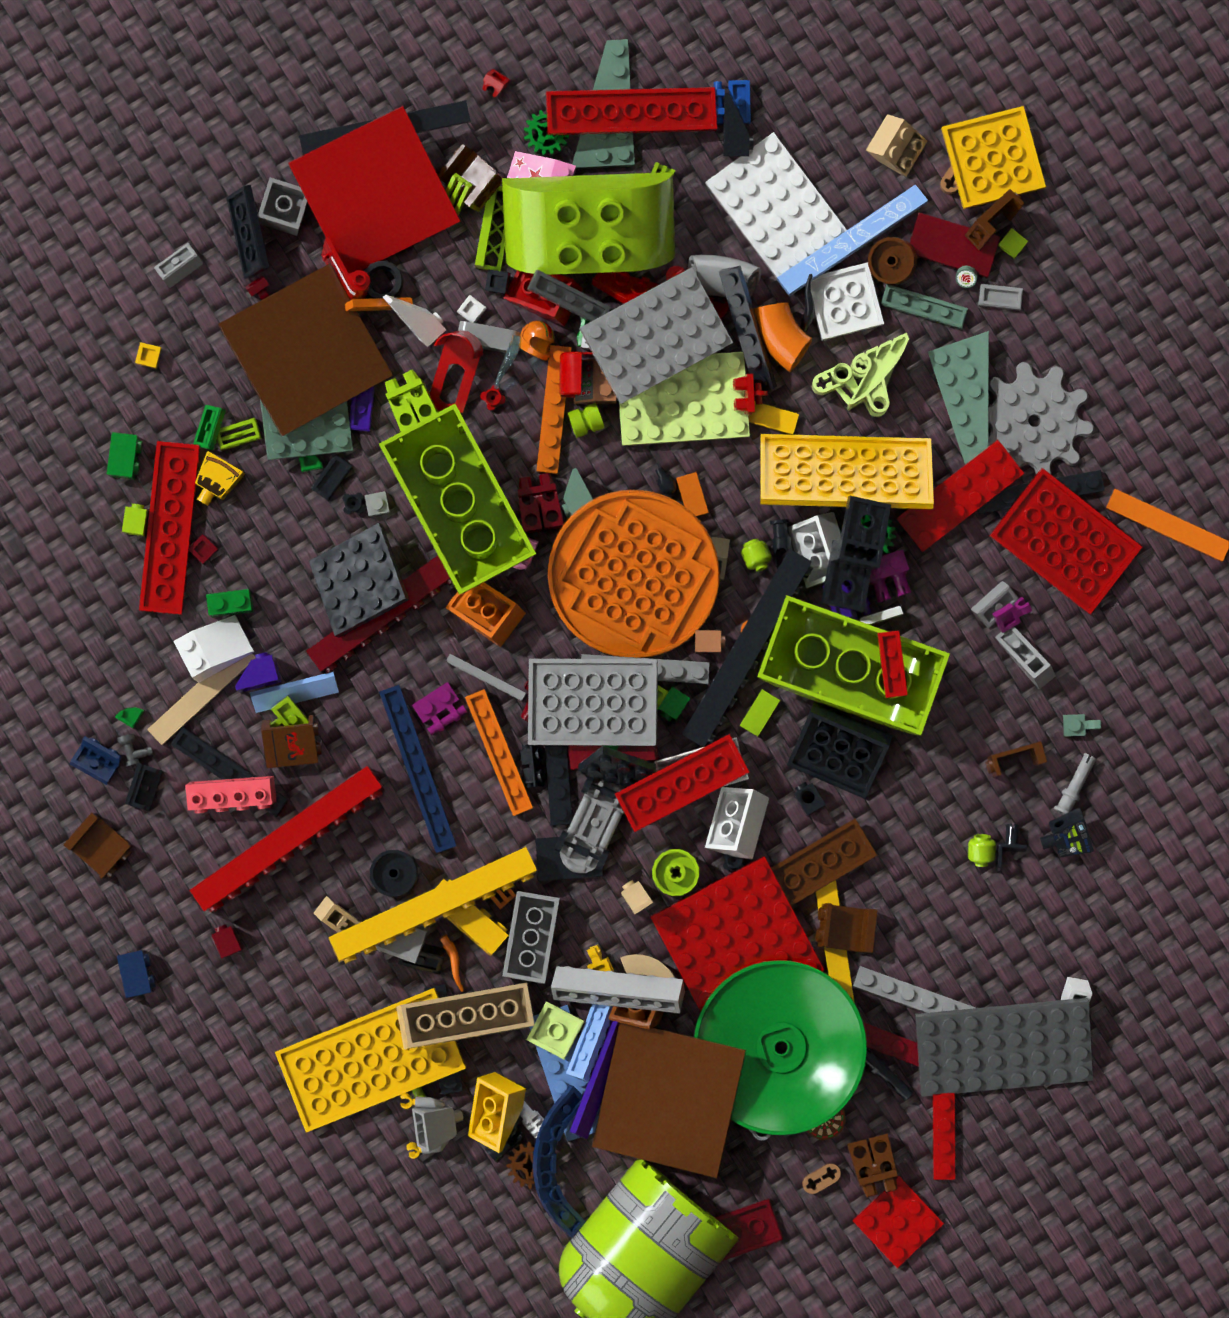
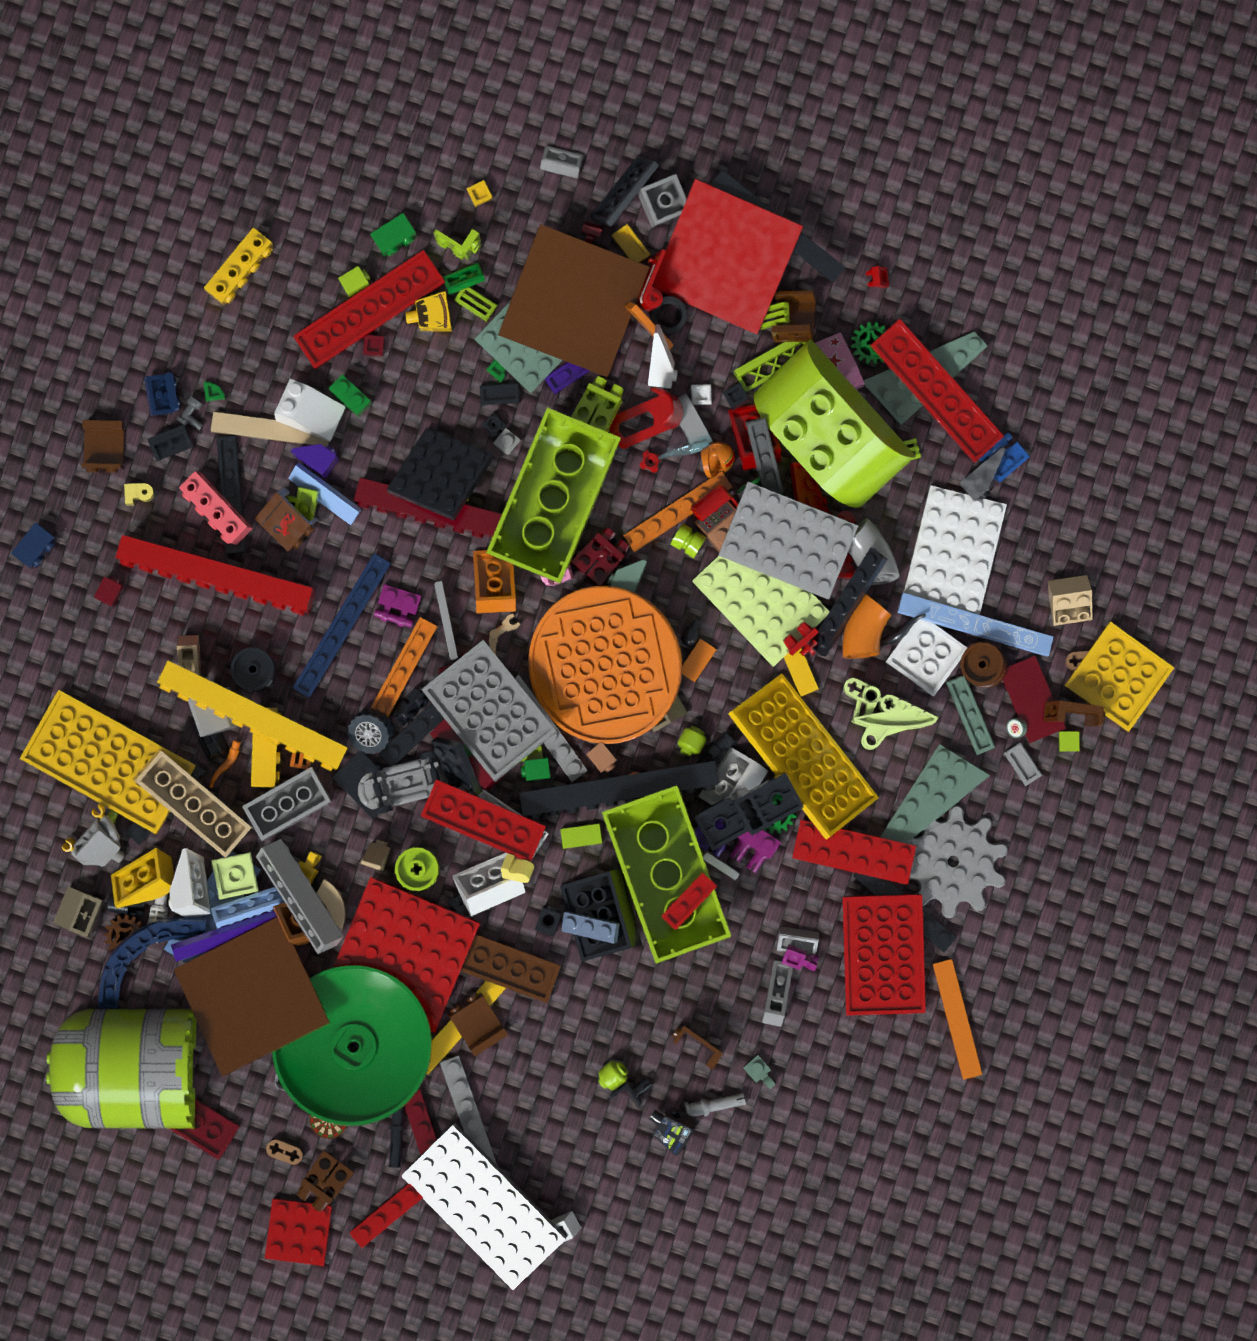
camera: 50 degrees right, 0 degrees up
(41, 607) = (239, 266): none -> yellow brick
(163, 846) = (138, 492): none -> light yellow leg
(185, 410) = (470, 245): none -> lime bracket
(296, 264) = (630, 244): none -> yellow tile
(477, 1188) = (79, 912): none -> dark tan slope
(527, 816) = (361, 731): none -> black wheel
(531, 636) = (495, 633): none -> tan piece
(534, 1076) = (189, 886): none -> white slope
(745, 788) = (516, 869): none -> light yellow leg
(843, 766) = (590, 927): none -> sand blue plate

